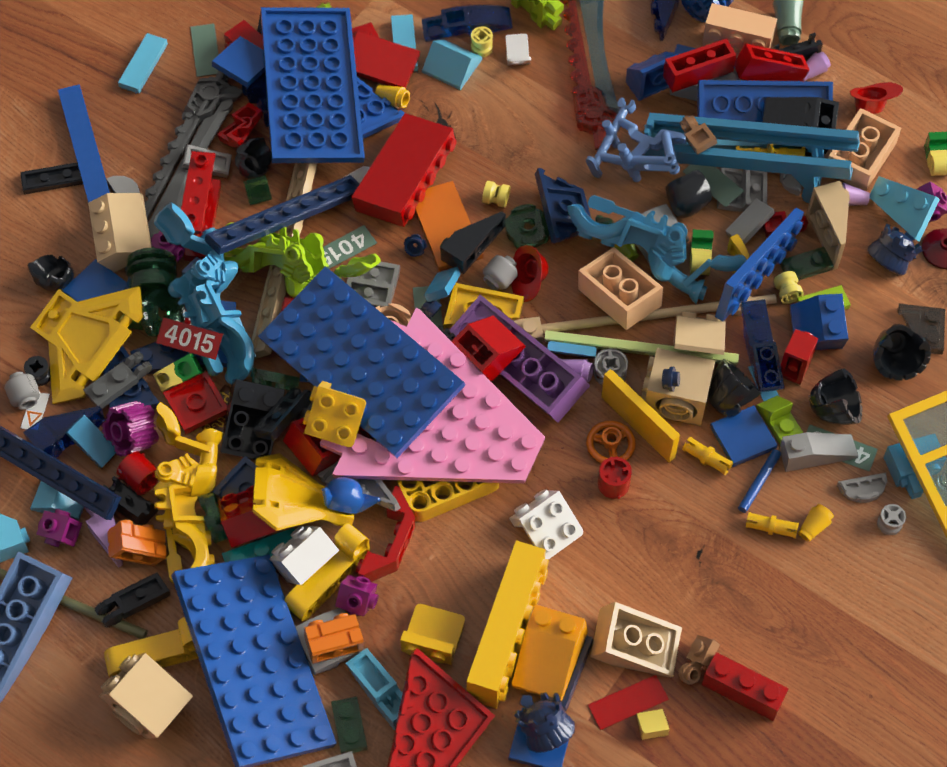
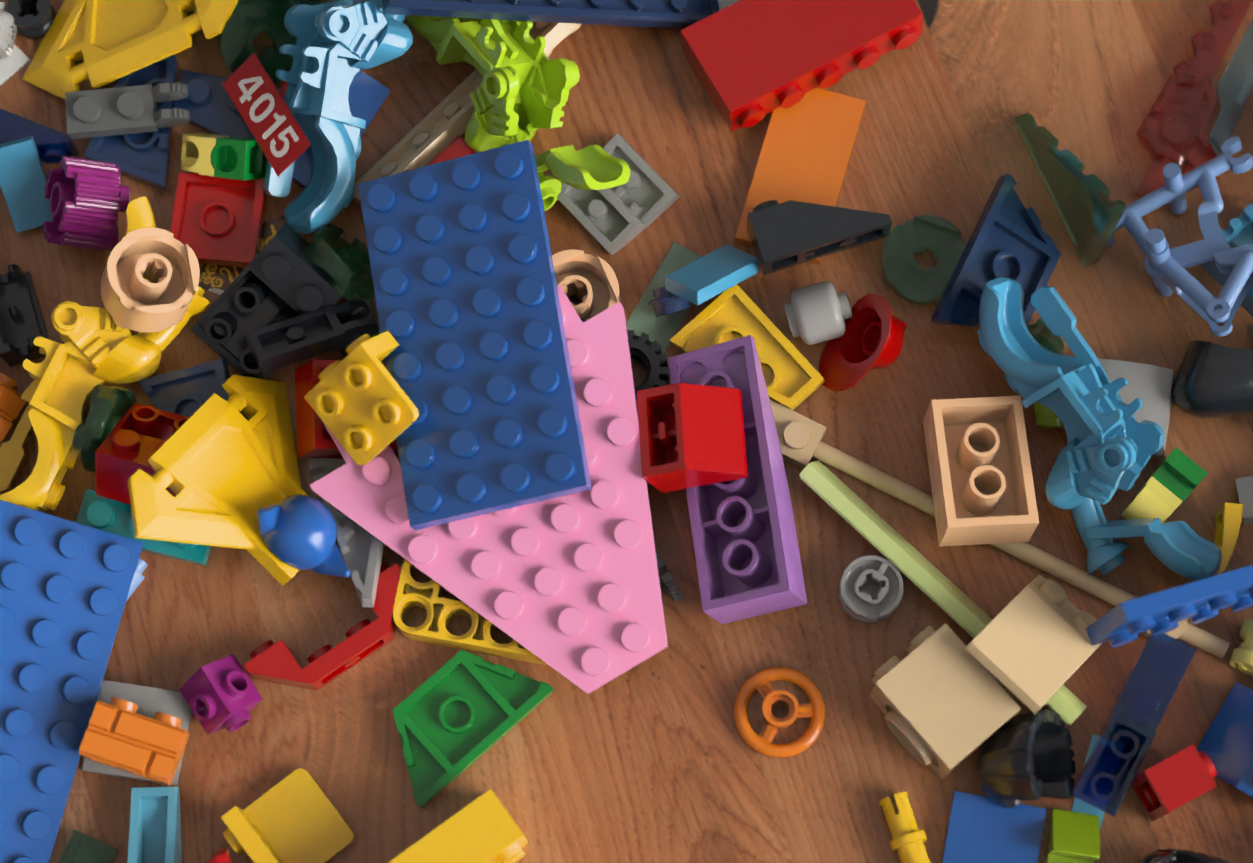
camera: 40 degrees right, 15 degrees up
(137, 473) = (54, 277): red piece -> none
(194, 429) = (171, 284): none -> light nougat brick
(303, 554) = (181, 584): white brick -> none
(309, 596) = (206, 631): yellow beam -> none
(348, 246) = (622, 105): sand green sticker -> none
(415, 251) = (723, 175): dark blue plate -> none
(473, 536) = (460, 718): none -> green wing
(496, 194) = (915, 170): light yellow wheel -> none
(548, 522) = (582, 776): white bracket -> none
(572, 349) = (830, 521): medium azure tile -> none
(576, 158) = (1079, 199): none -> tile
(582, 367) = (819, 558): lavender cone -> none
(614, 477) = (735, 777): red piece -> none
(640, 415) = (846, 707): yellow tile -> none
(670, 379) = (919, 695): dark blue plate -> none

